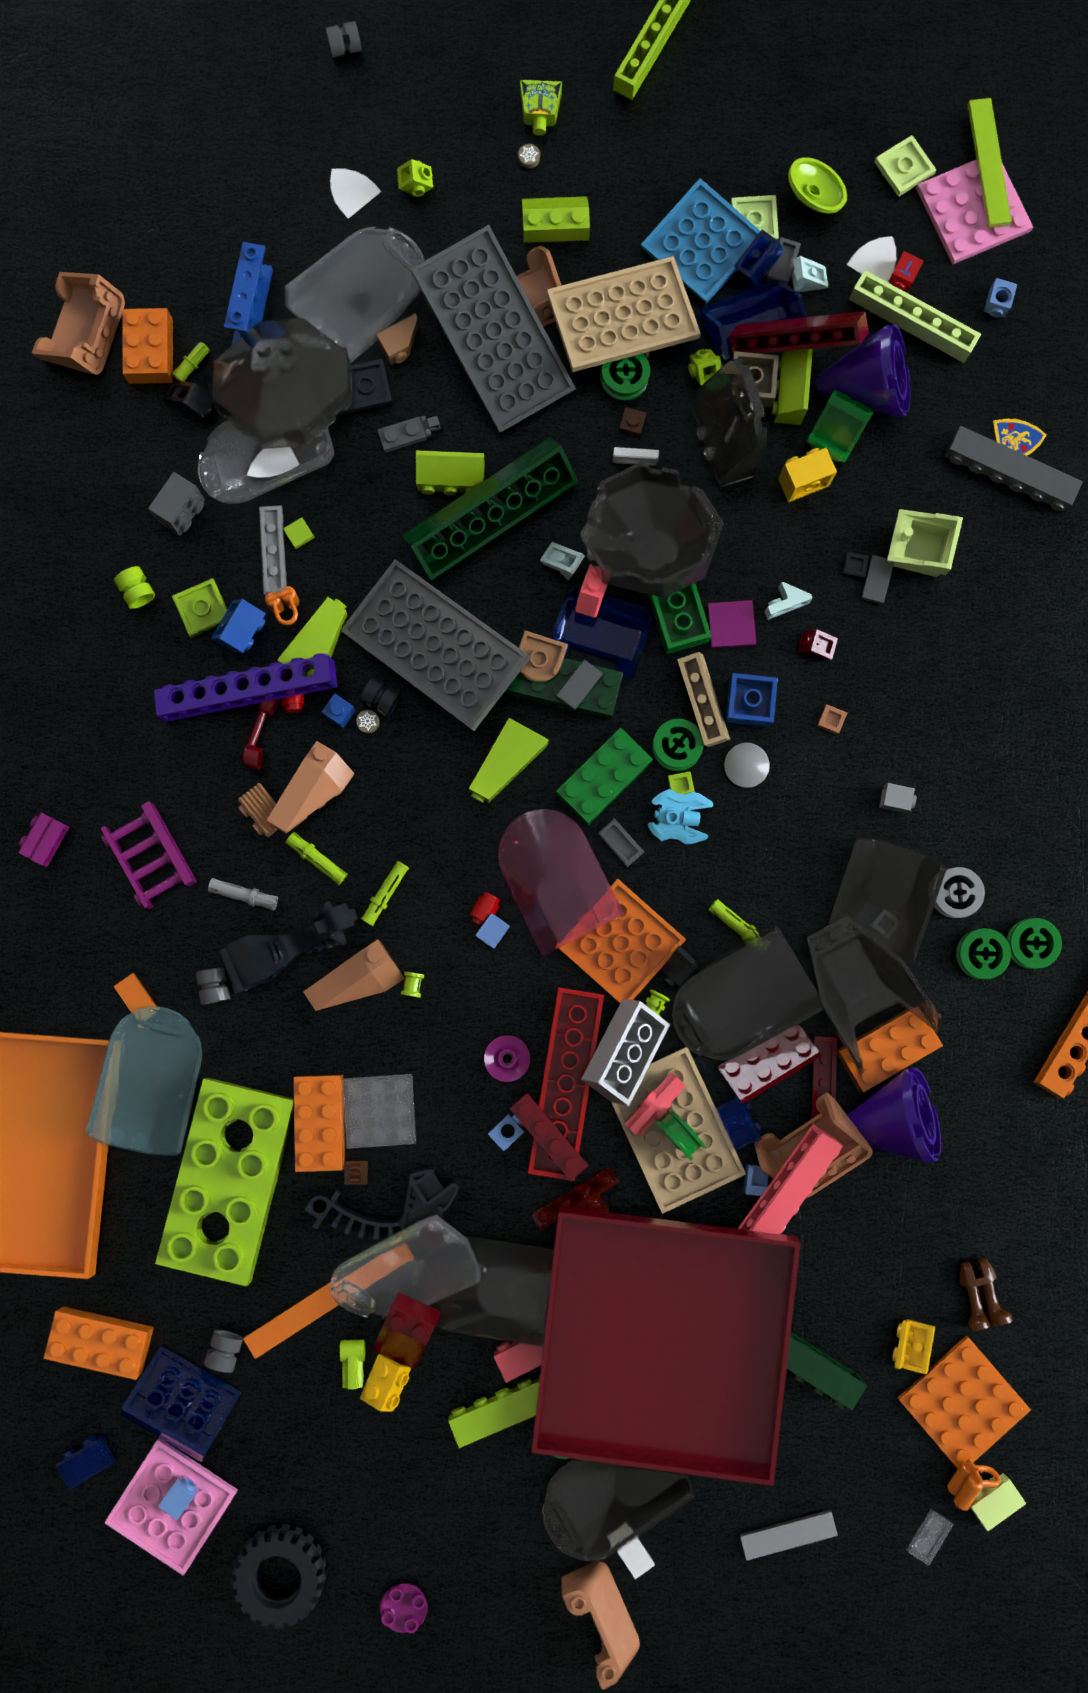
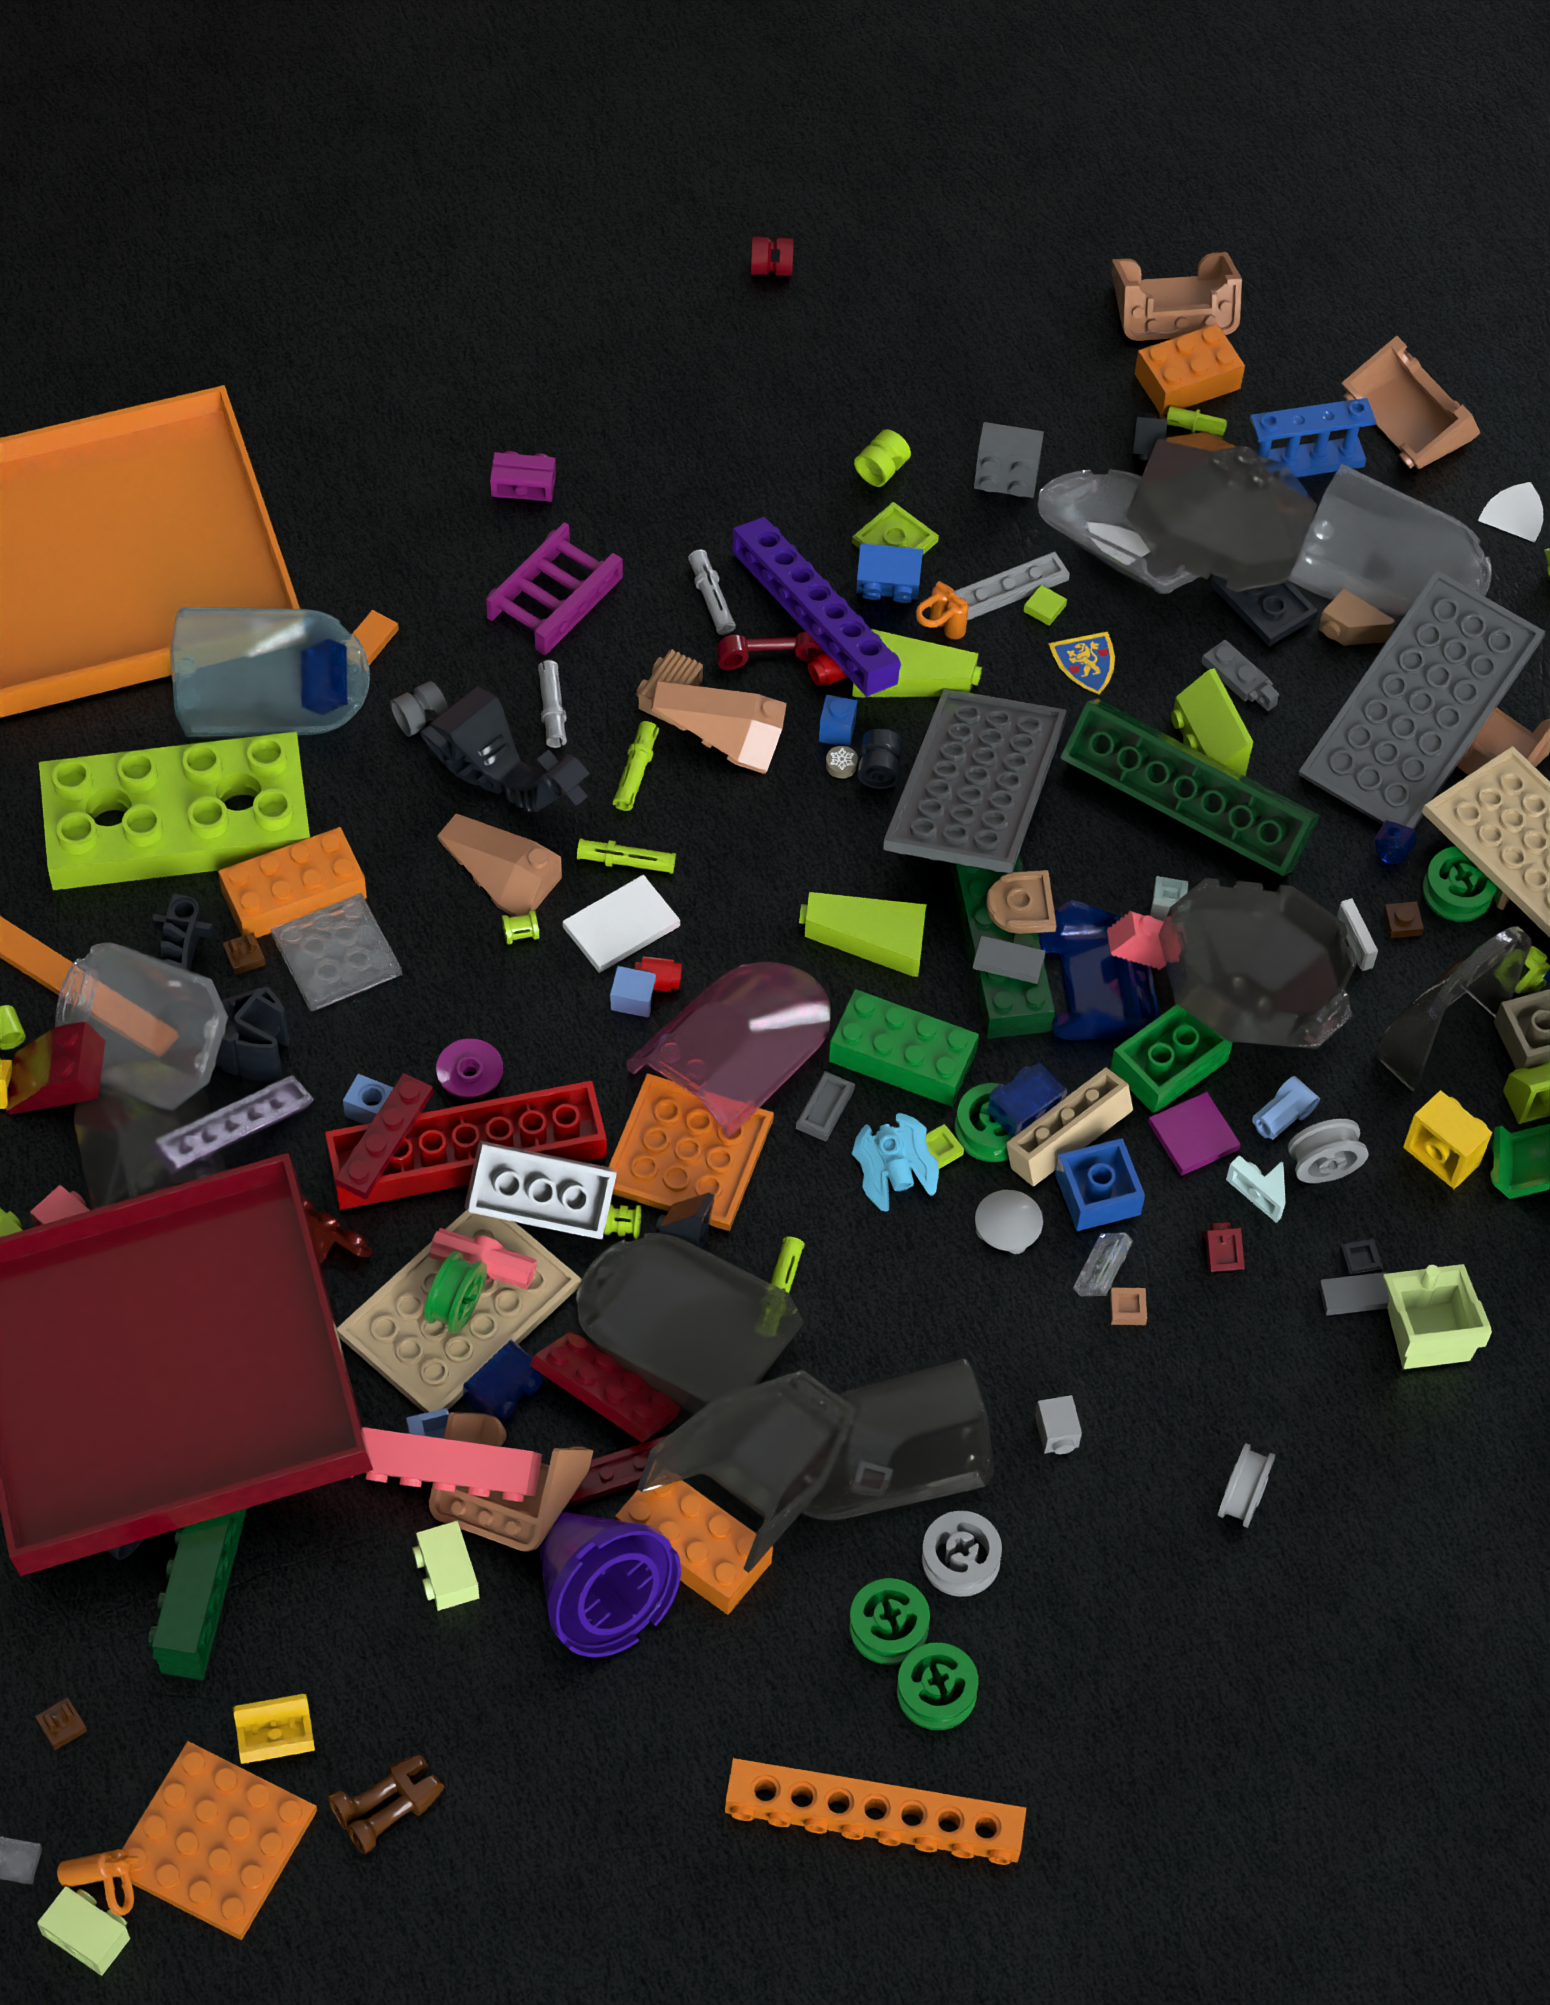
camera: 70 degrees right, 25 degrees down
(165, 1043) = (324, 677): none -> clear blue brick
(195, 750) = (707, 582): none -> light grey pin
(244, 215) = (1410, 406): none -> nougat windscreen
(352, 526) = (1086, 660): none -> sticker
(433, 916) = (621, 923): none -> white tile
(502, 1234) = (231, 1124): none -> clear purple plate
(579, 399) = (1394, 848): none -> clear blue plate
(682, 719) = (1025, 1098): none -> clear blue brick
(737, 555) = (1291, 1102): none -> light blue piece
(787, 551) = (1327, 1150): none -> light grey wheel
(802, 722) = (1103, 1264): none -> clear plate
(847, 1203) = (447, 1566): none -> yellowish green brick
(856, 1471) = (61, 1723): none -> reddish brown tile
(986, 707) = (1246, 1485): none -> light grey wheel

